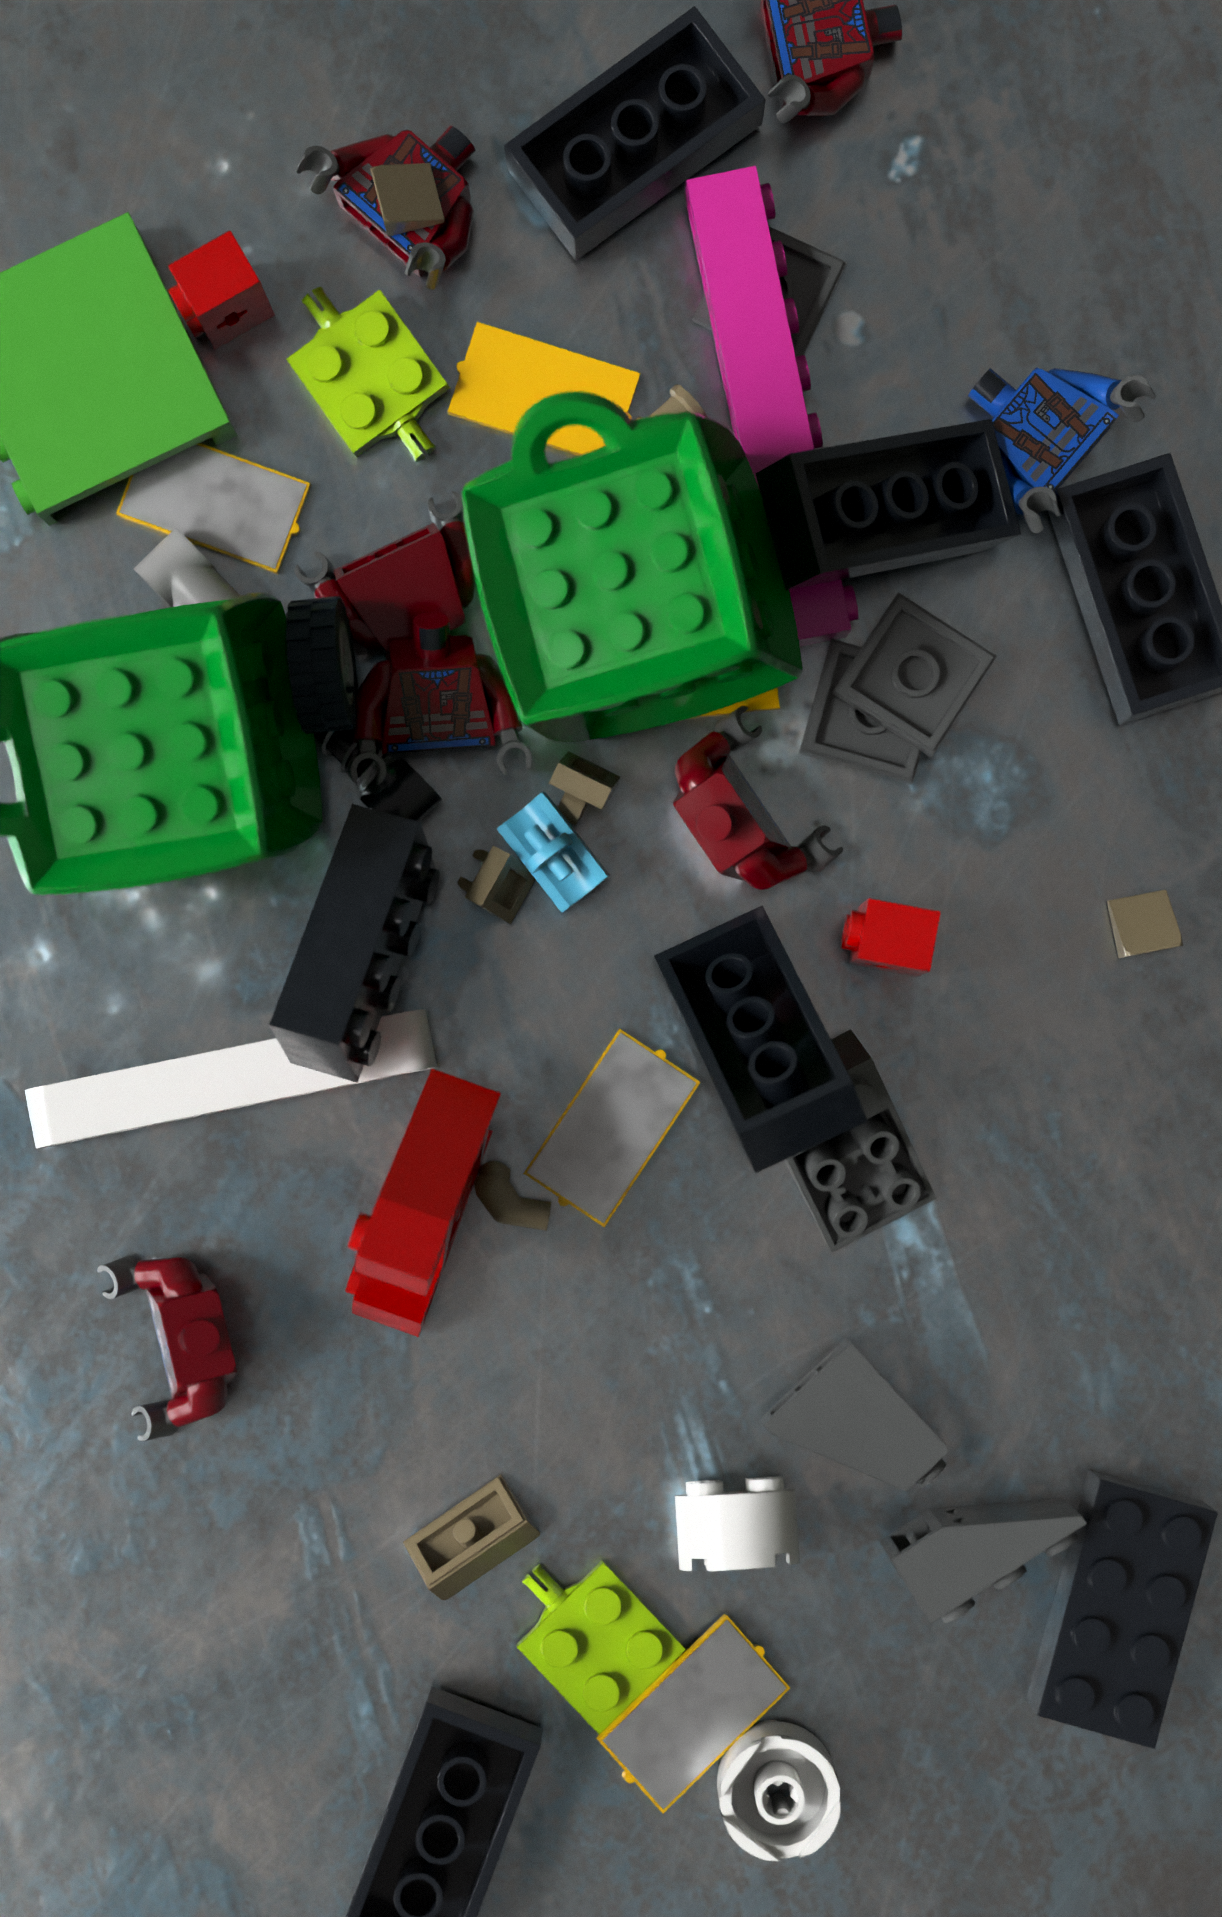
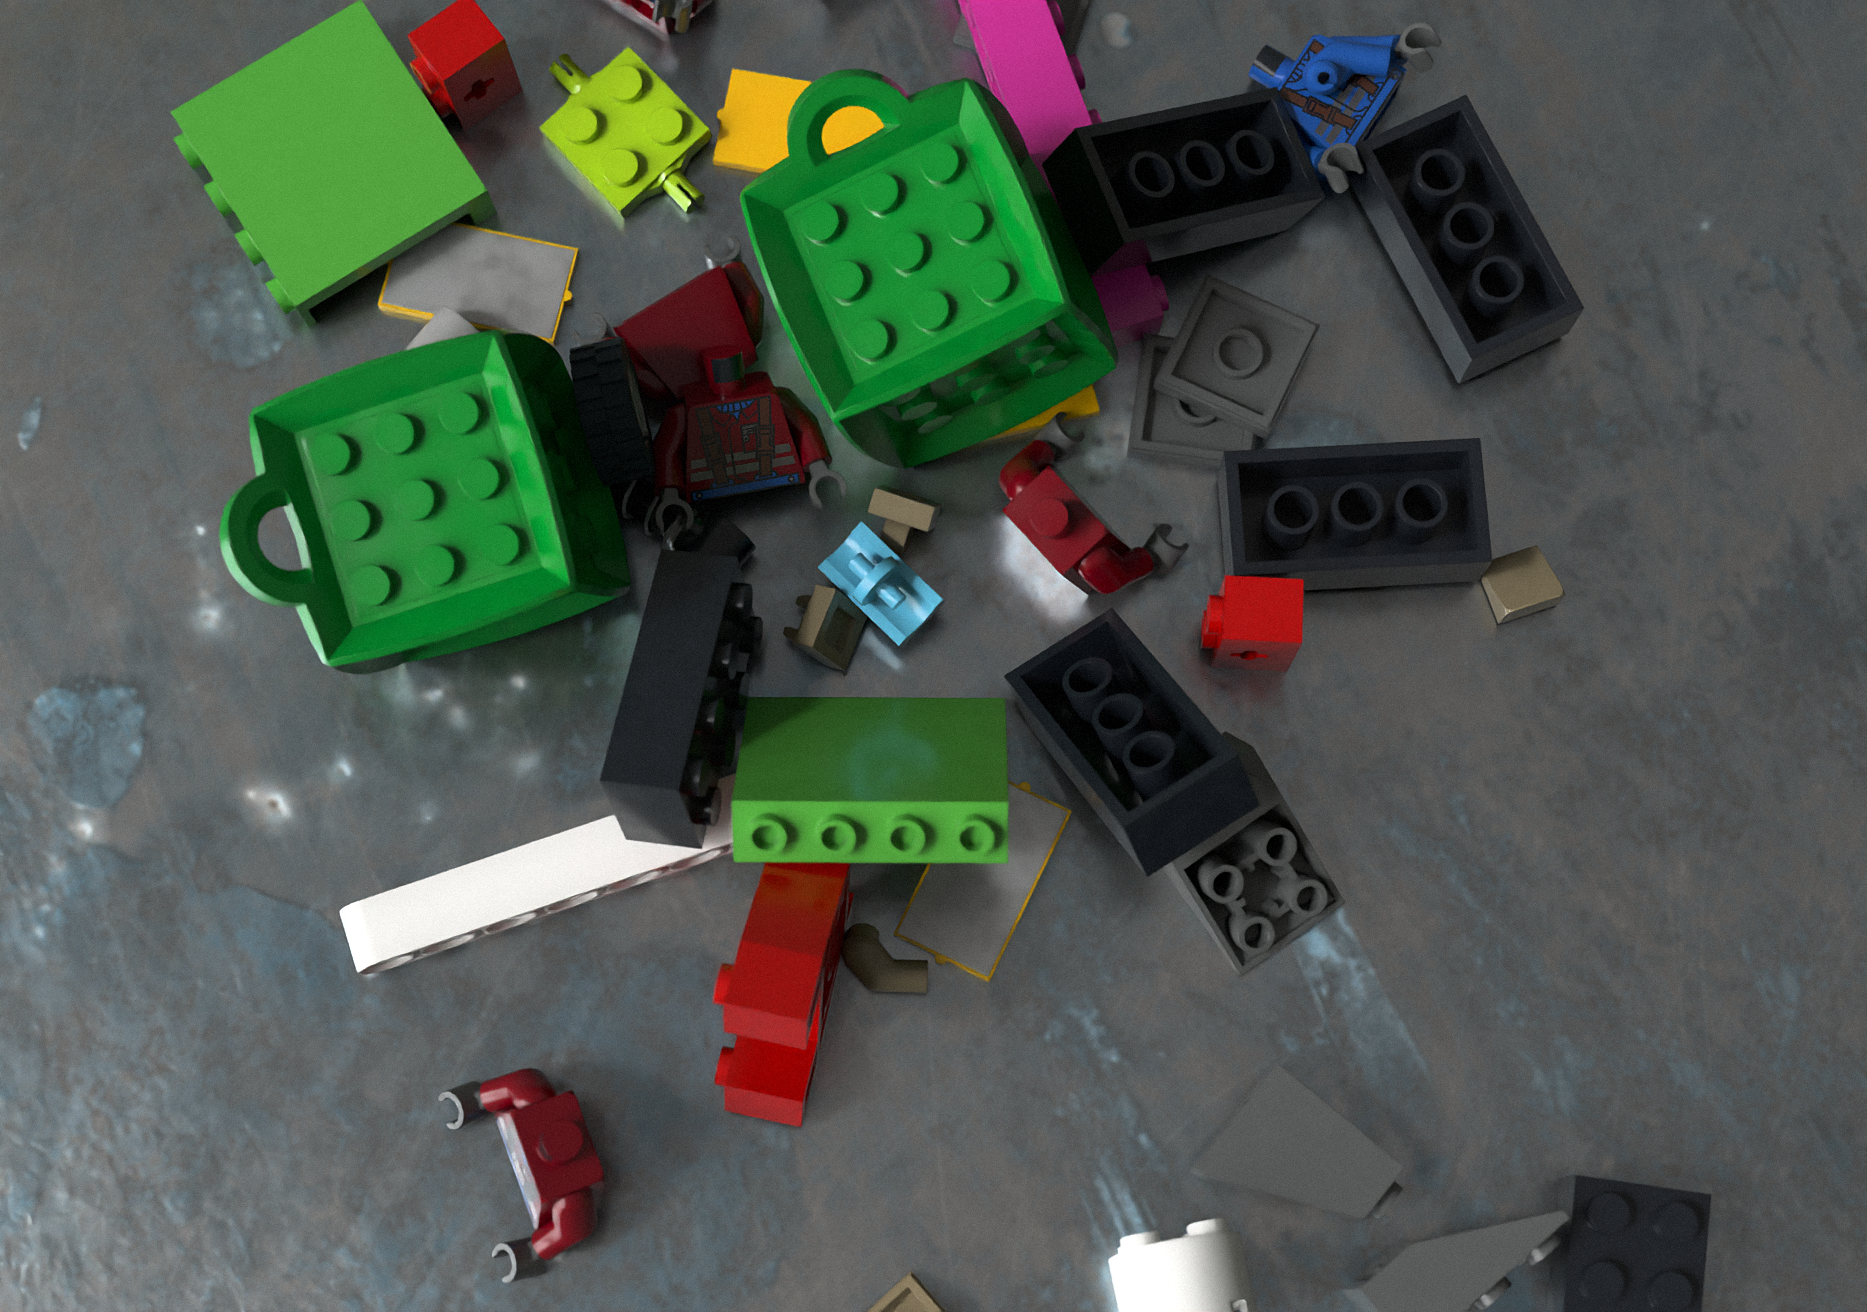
camera: 10 degrees left, 10 degrees down
(519, 1045) = (872, 781): none -> bright green panel
(999, 845) = (1357, 513): none -> black brick
(1056, 401) = (1342, 60): none -> blue arm

